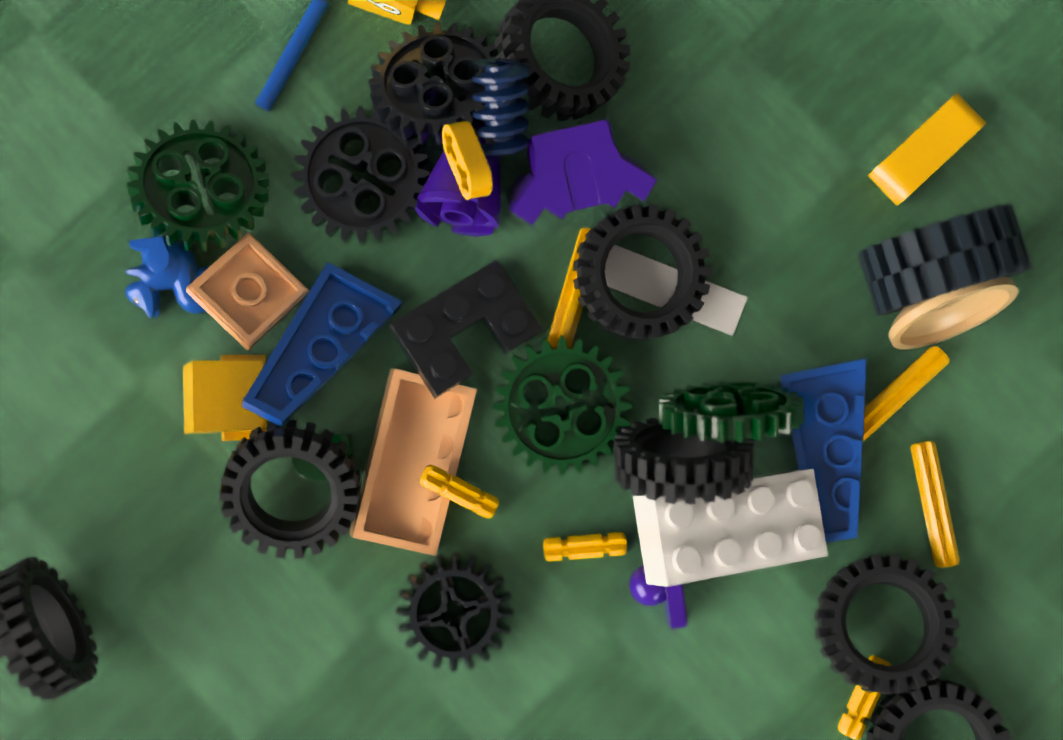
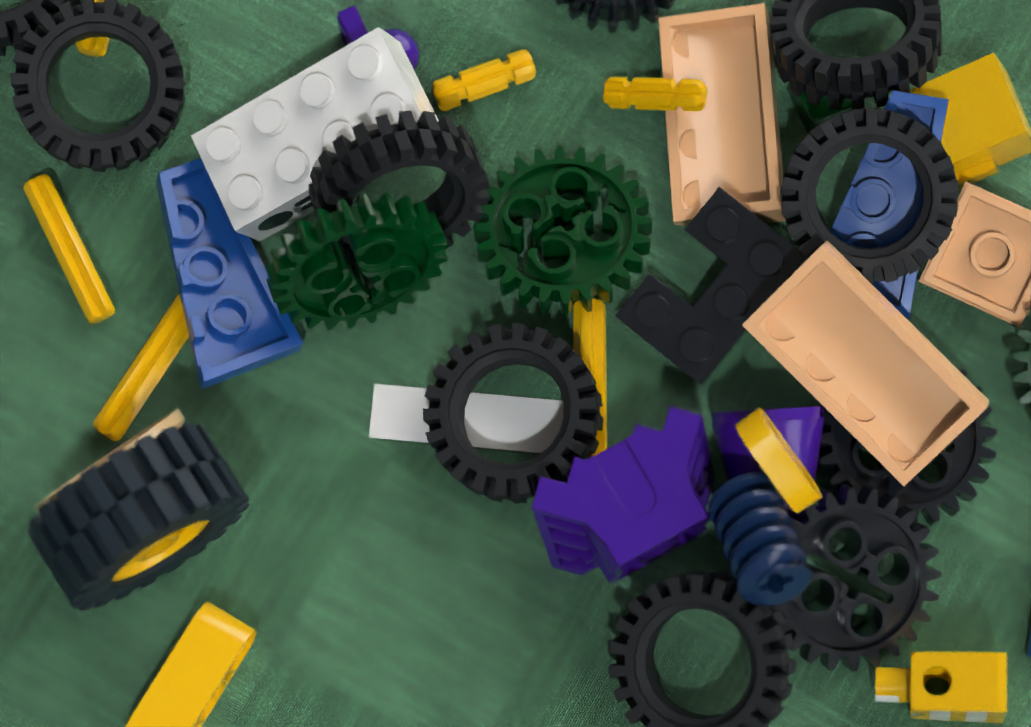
camera: 160 degrees right, 10 degrees down
(333, 300) = (878, 127): none -> black tyre
(374, 224) = (866, 363): none -> light nougat slope

